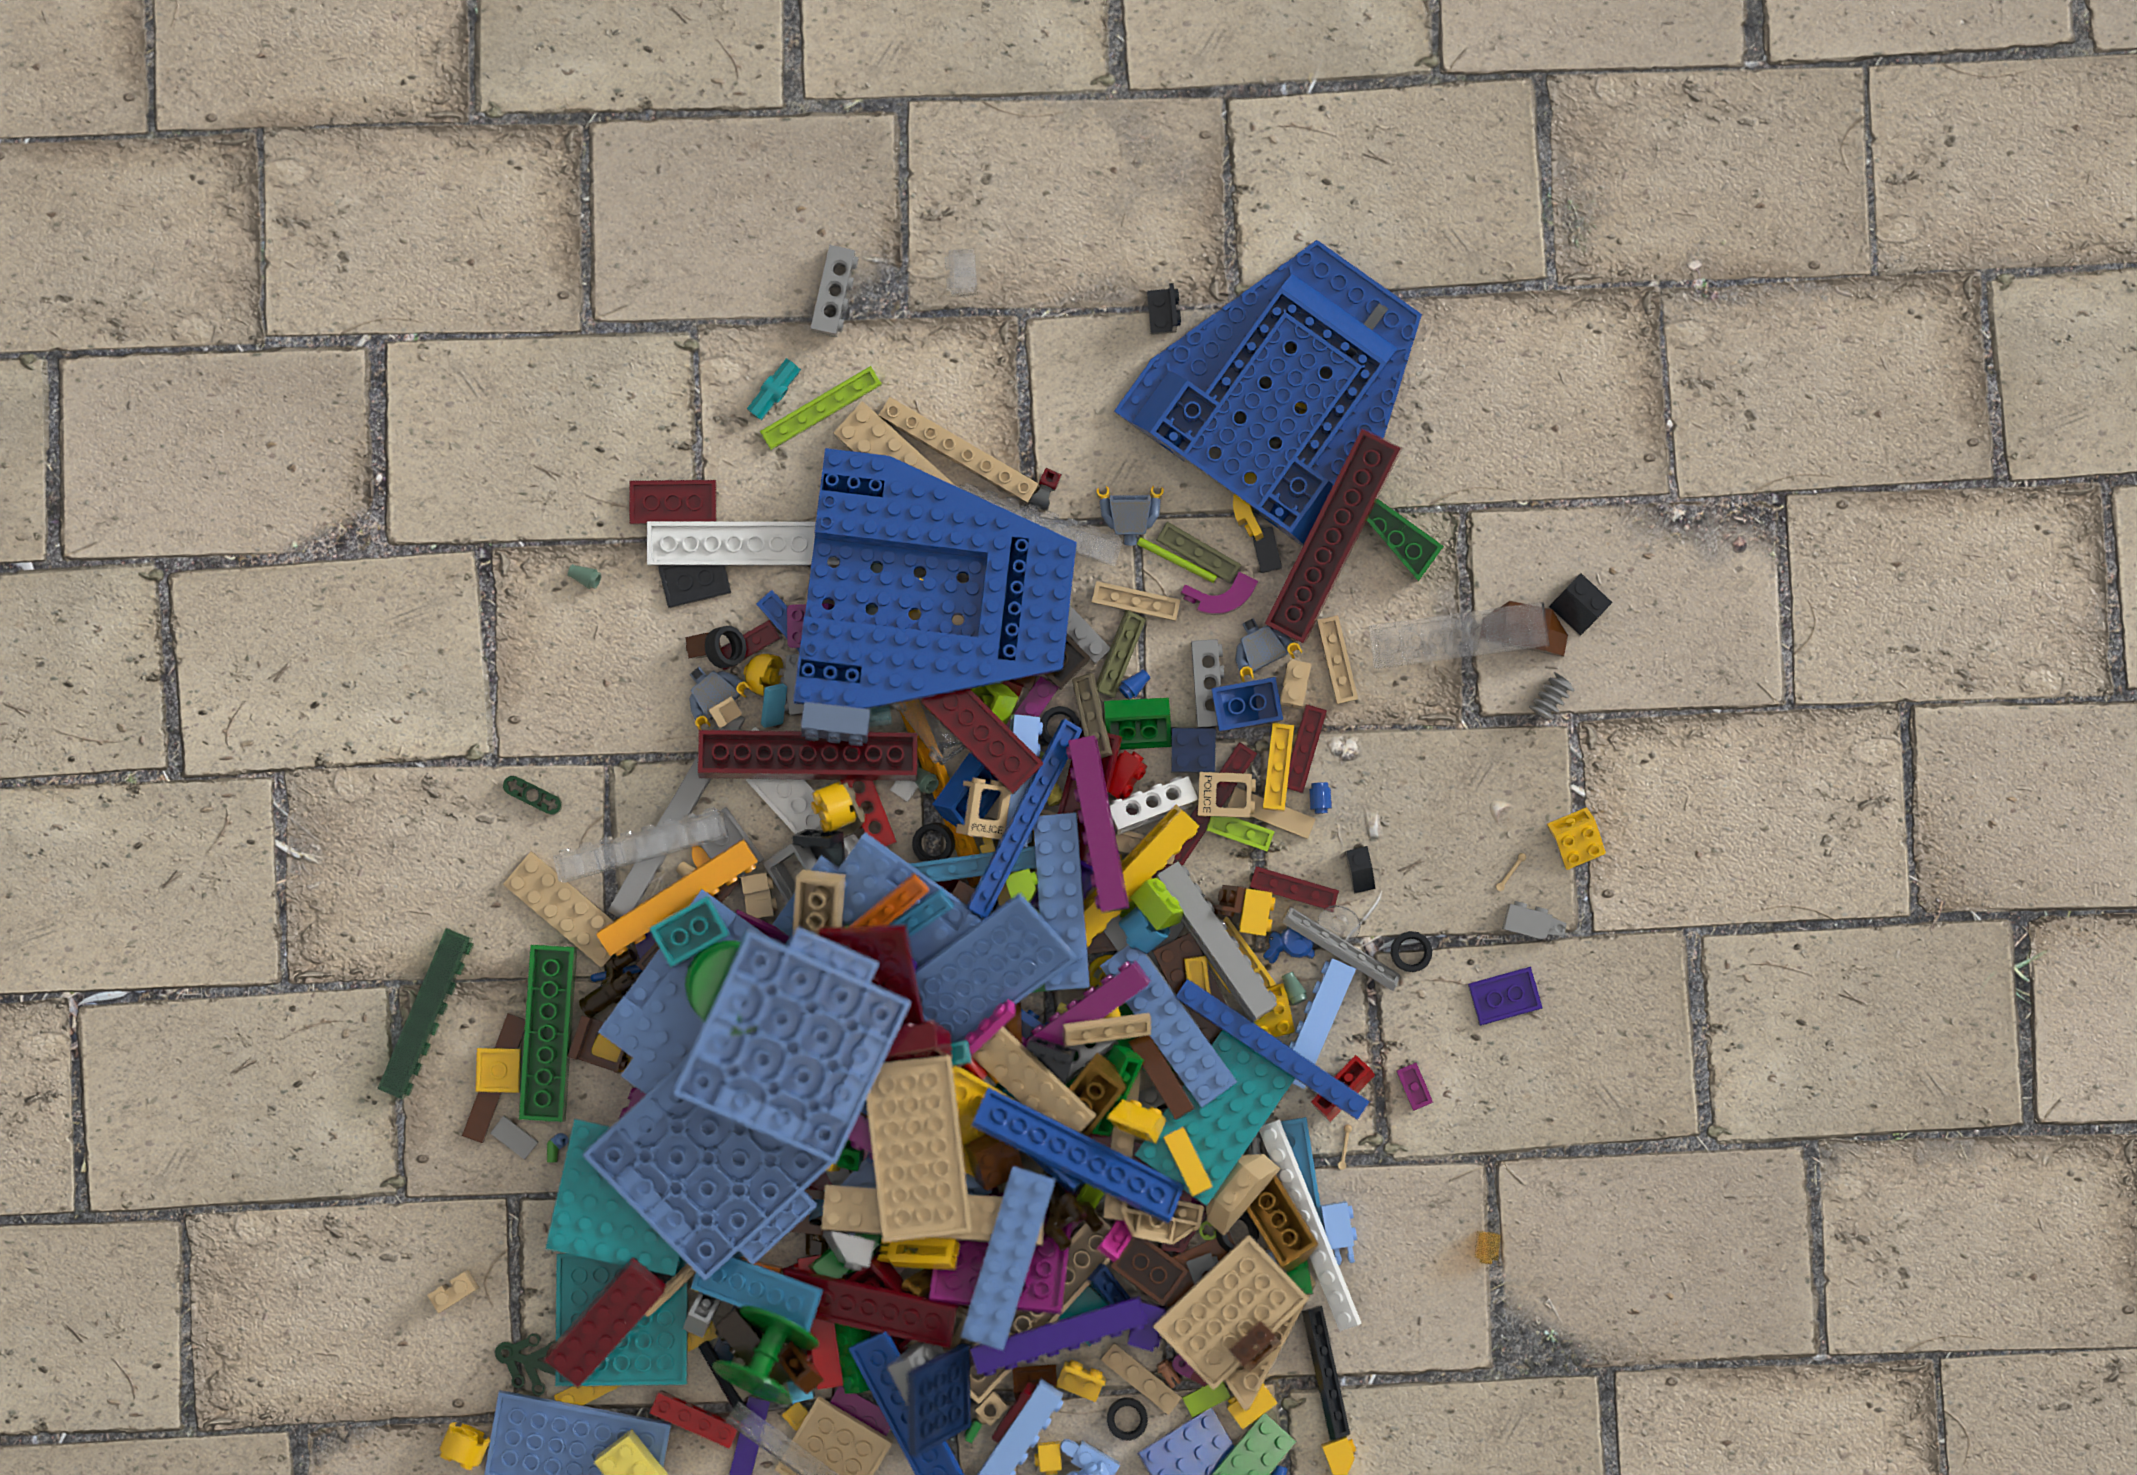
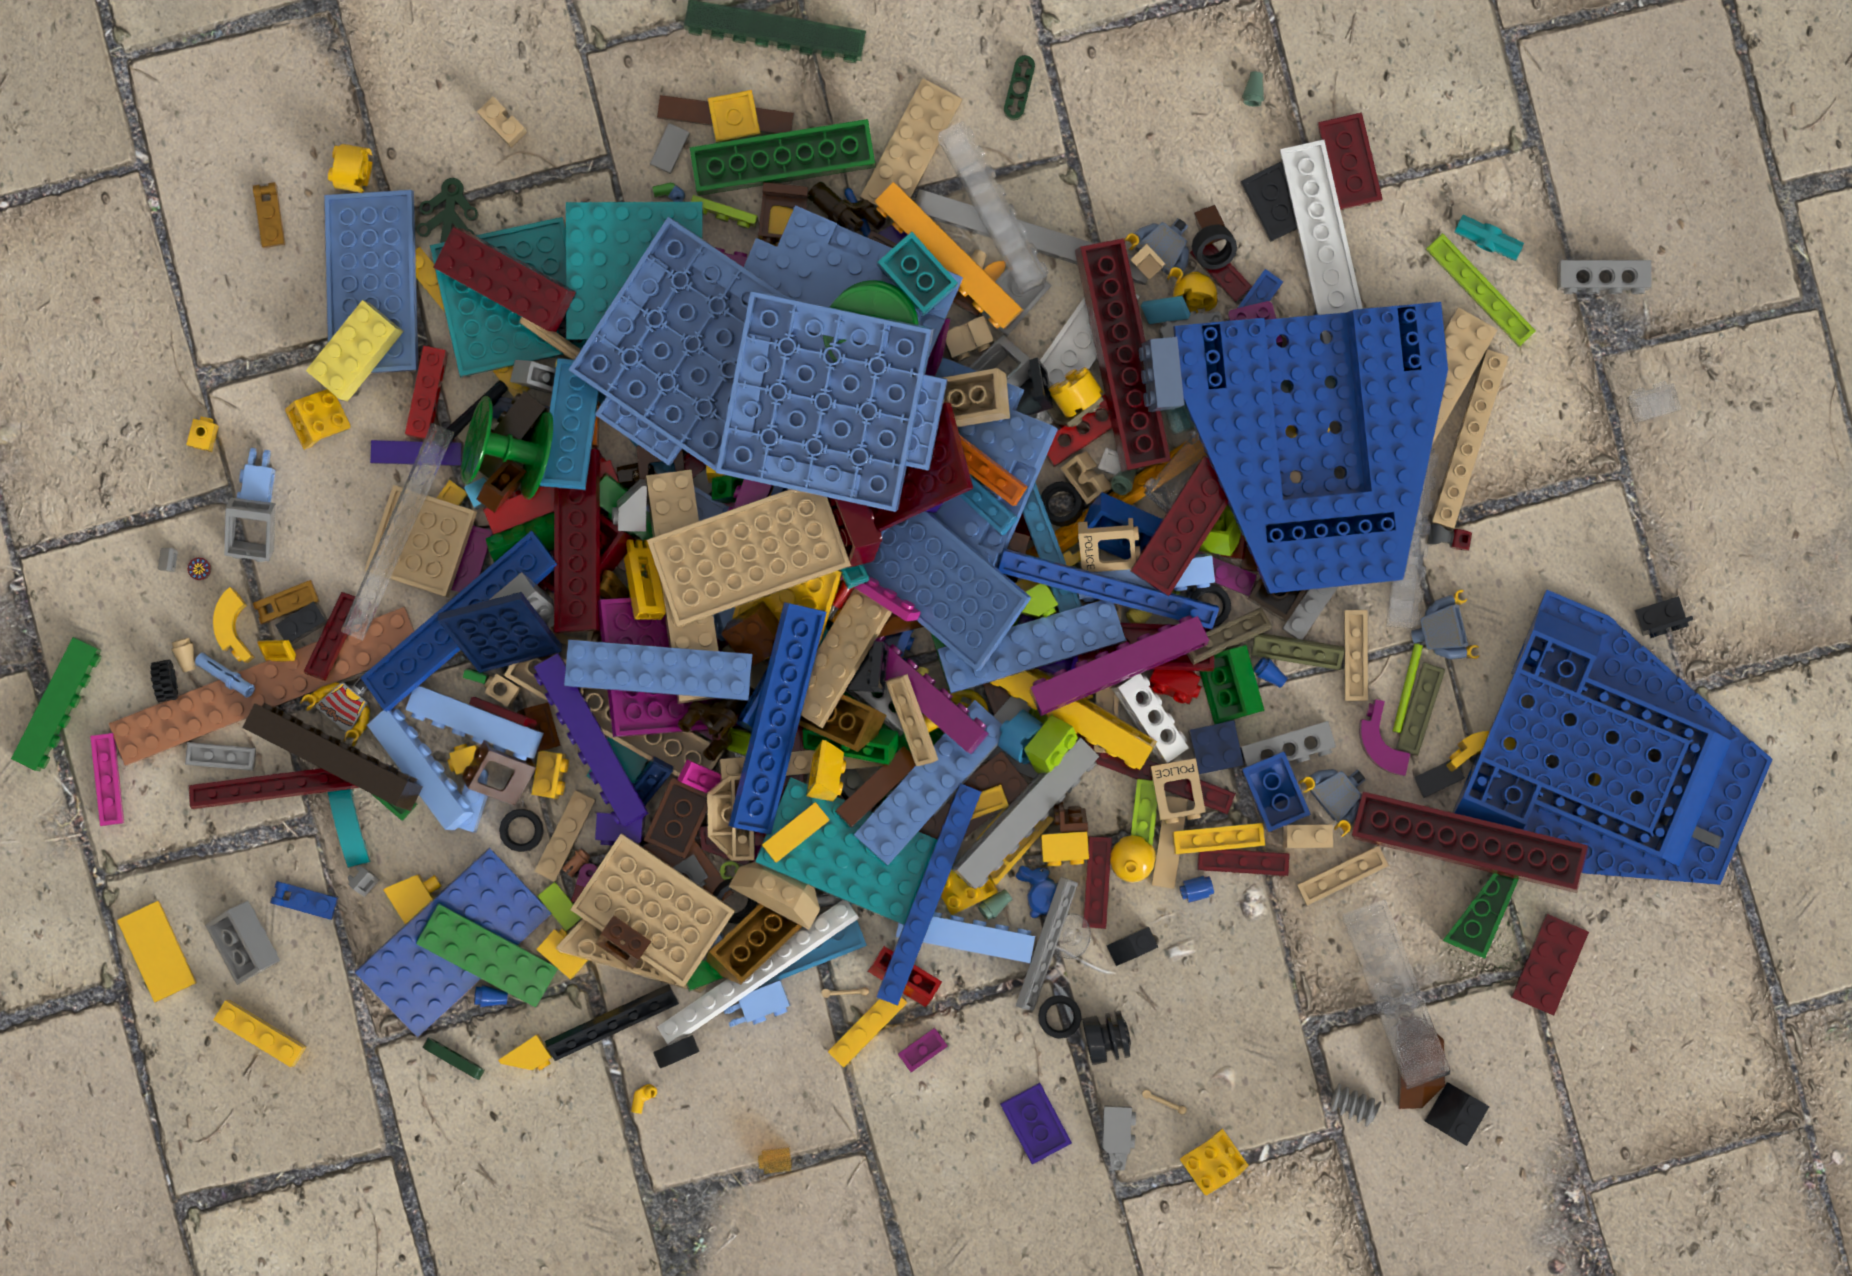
camera: 80 degrees right, 0 degrees up
(587, 1099) = (725, 213): none -> lime plate
(914, 816) = (1084, 478): none -> tan brick
(1084, 1415) = (517, 782): none -> window
(1279, 851) = (1132, 858): none -> yellow cylinder
(1367, 1318) = (676, 1051): none -> black tyre
(1385, 1137) = (864, 1030): none -> yellow plate
(1399, 1358) = (641, 1095): none -> yellow arm
(1440, 912) = (1106, 1037): none -> black wheel
(1461, 487) = (1550, 964): none -> dark red plate

